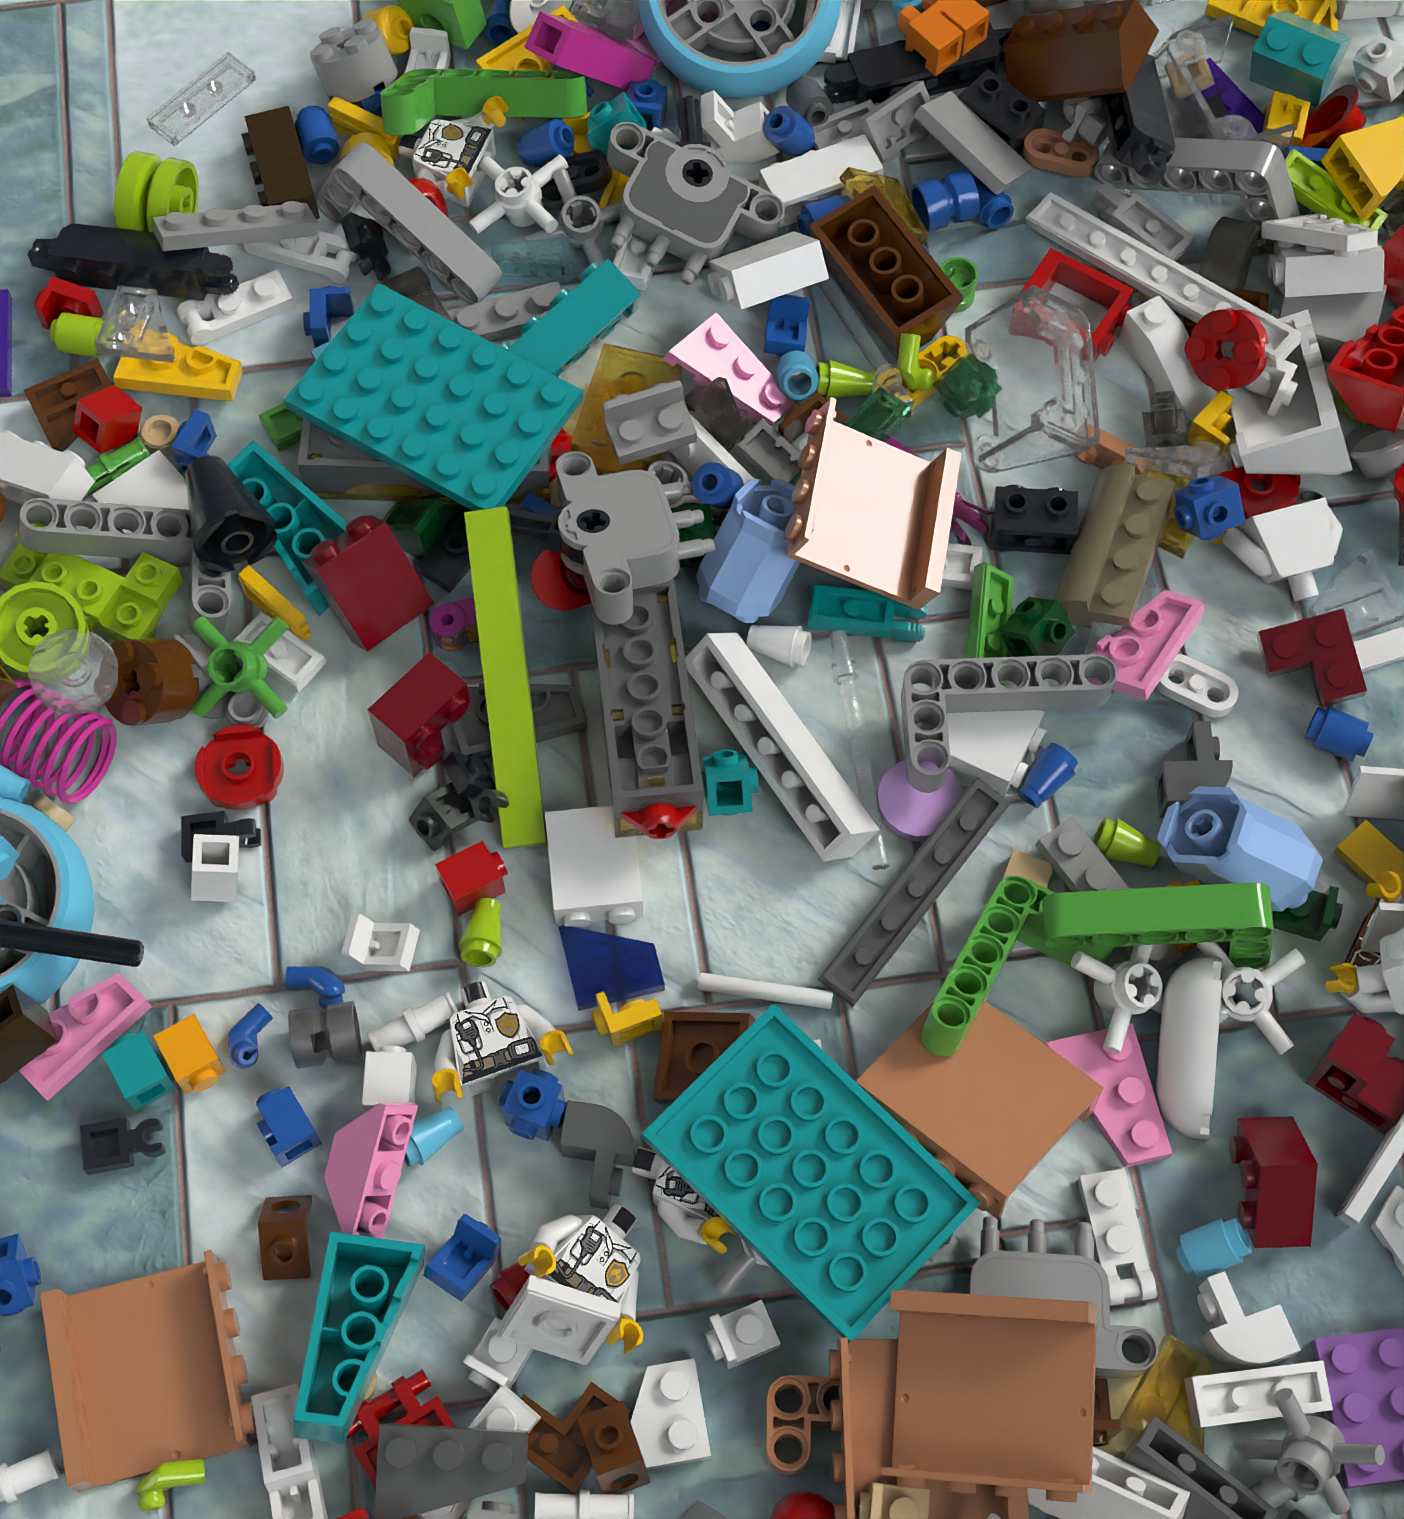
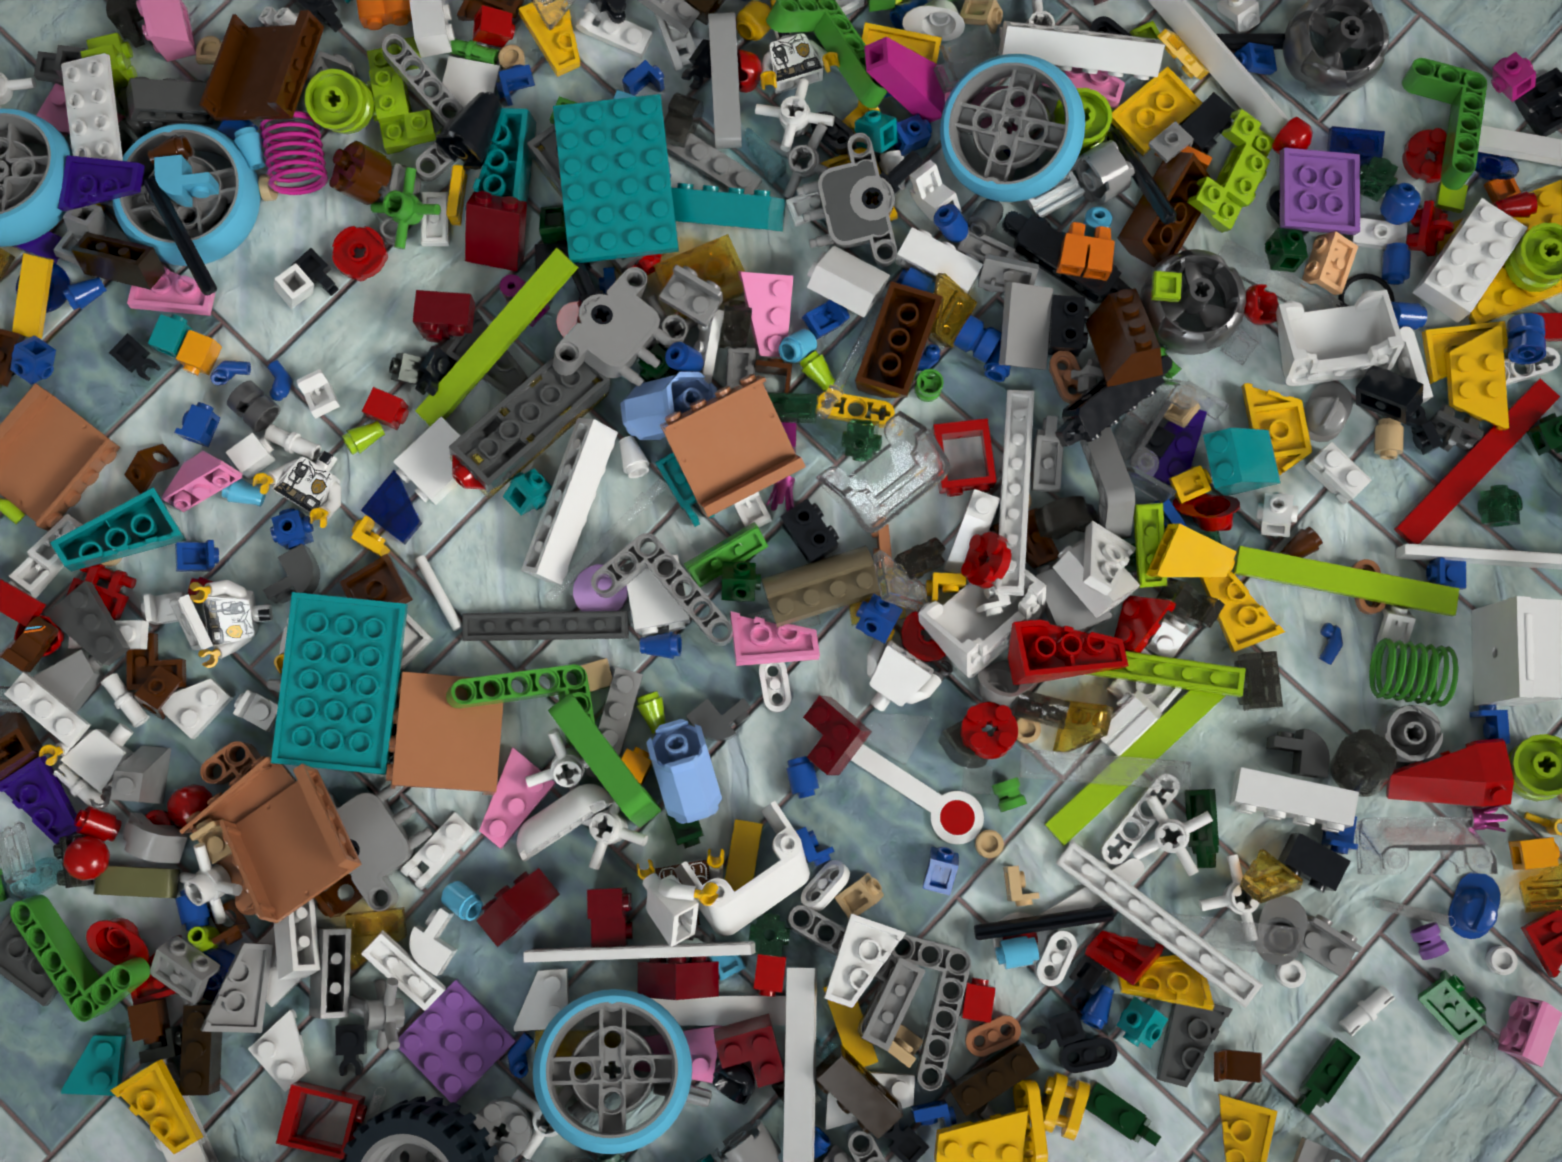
camera: 50 degrees right, 15 degrees up
(73, 672) = (324, 136): clear tile -> none
(545, 143) = (840, 102): blue brick -> none
(908, 363) = (847, 399): lime arm -> none

